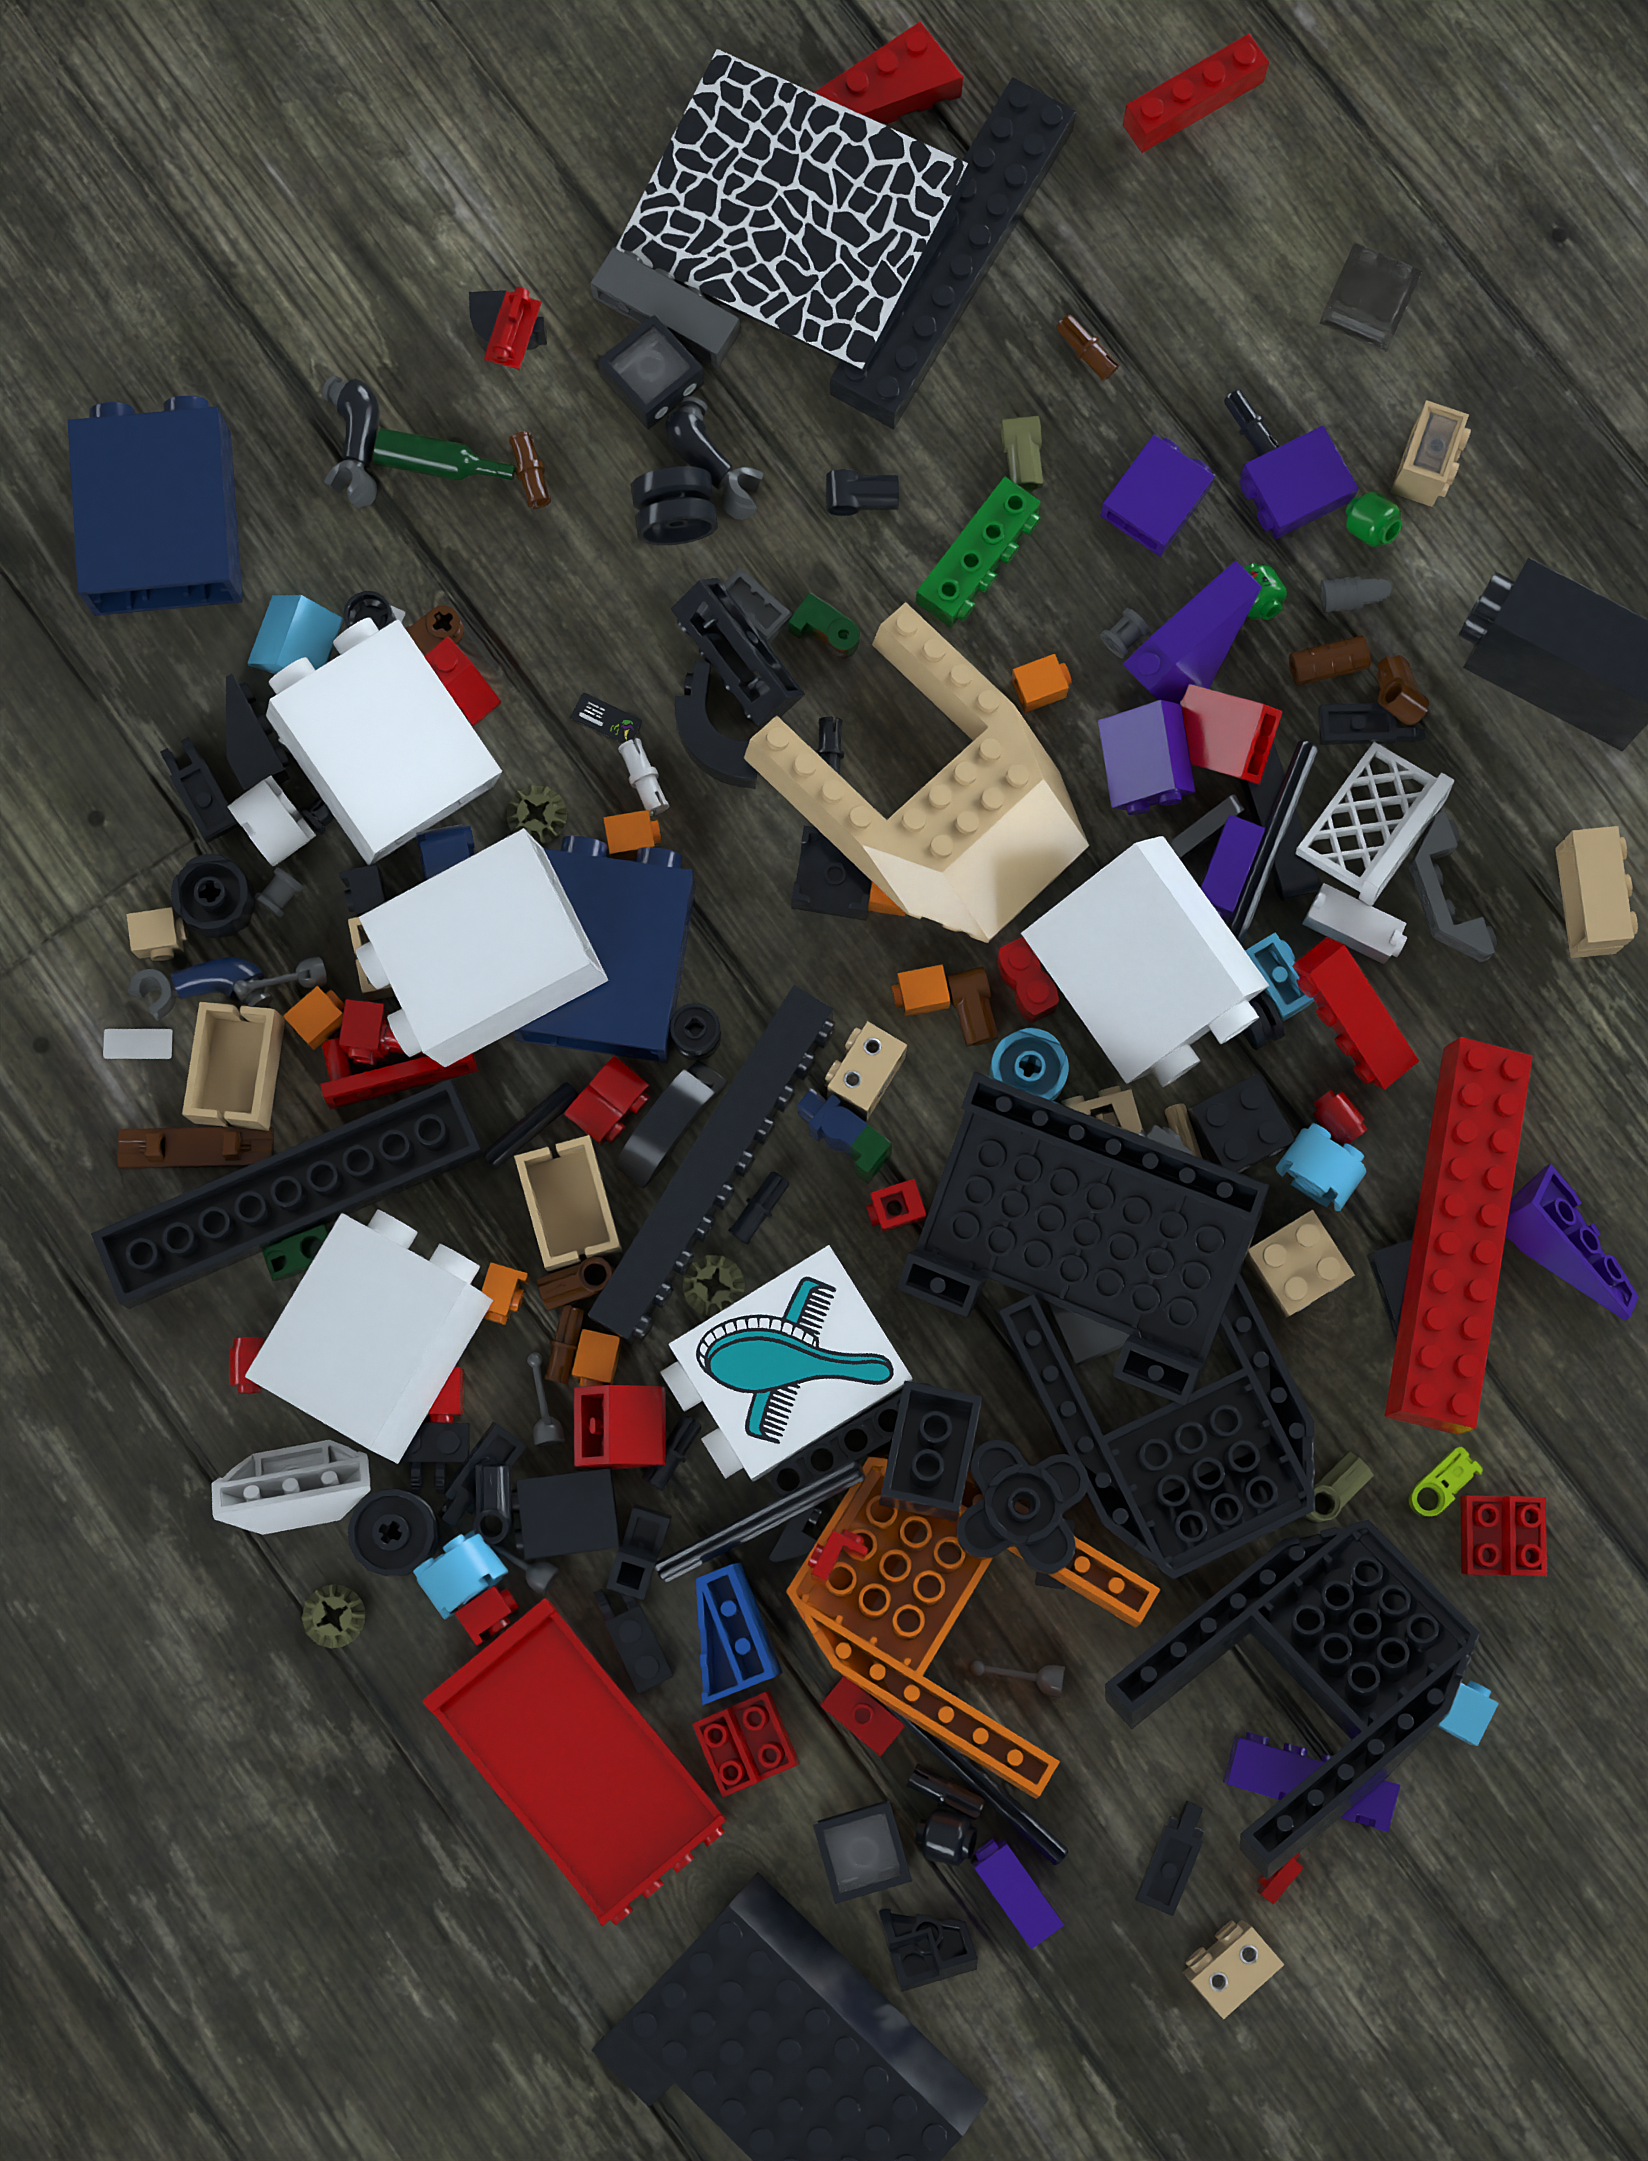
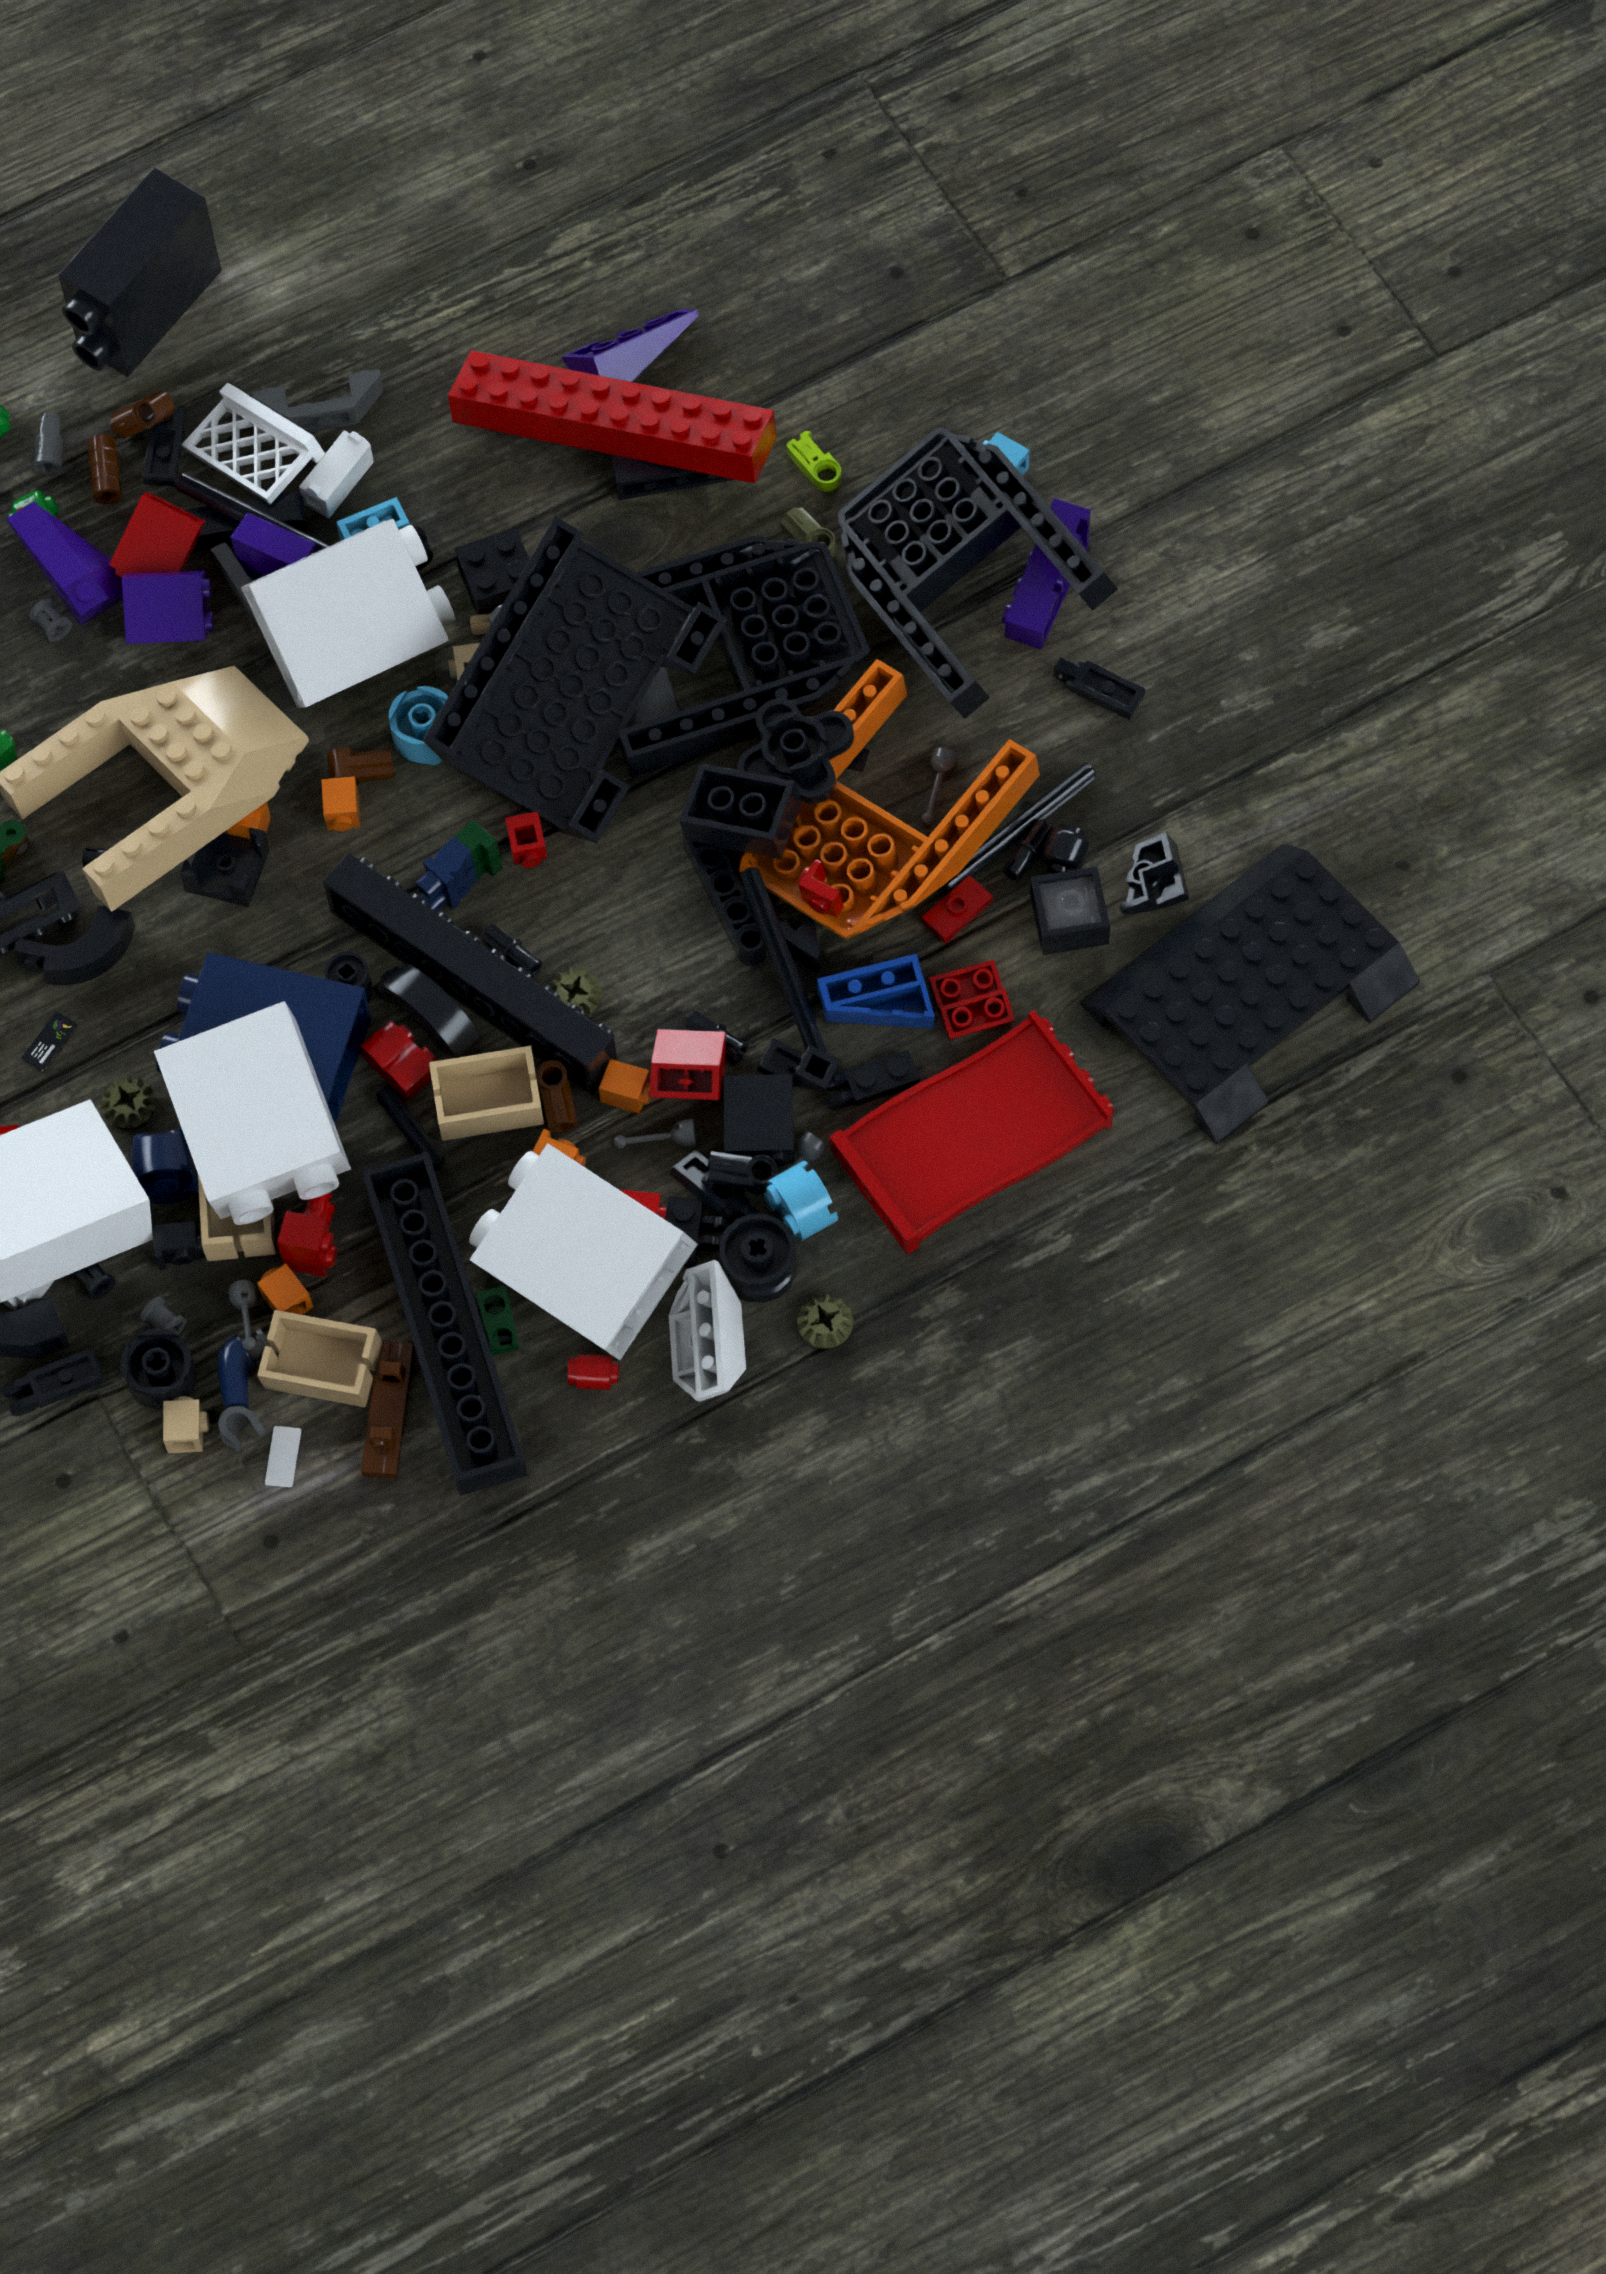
camera: 80 degrees left, 15 degrees down
(271, 821) = (98, 1311): white brick -> none
(349, 1089) = (355, 1272): red piece -> none
(487, 1613) = (842, 1190): red brick -> none
(564, 1344) = (610, 1113): reddish brown axle -> none
(630, 832) = (160, 1017): orange brick -> none
(643, 776) = (109, 1009): white pin -> none
(785, 1366) = (653, 929): white brick -> none
(866, 1070) = (401, 842): tan piece -> none
(1015, 1892) = (1114, 795): dark purple brick -> none
(1033, 989) = (344, 721): red brick -> none
(1041, 682) = (82, 686): orange brick -> none
(1232, 1967) = (1190, 644): tan piece -> none
(1274, 1886) = (1121, 610): red bracket -> none
(1298, 1265) = (623, 535): tan piece -> none
(1322, 1167) = (537, 507): medium azure brick -> none
(1339, 1117) = (500, 502): red brick -> none
(1354, 1013) = (415, 470): red brick -> none
(1503, 1535) = (863, 424): red slope -> none
(1595, 891) = (340, 292): tan piece -> none

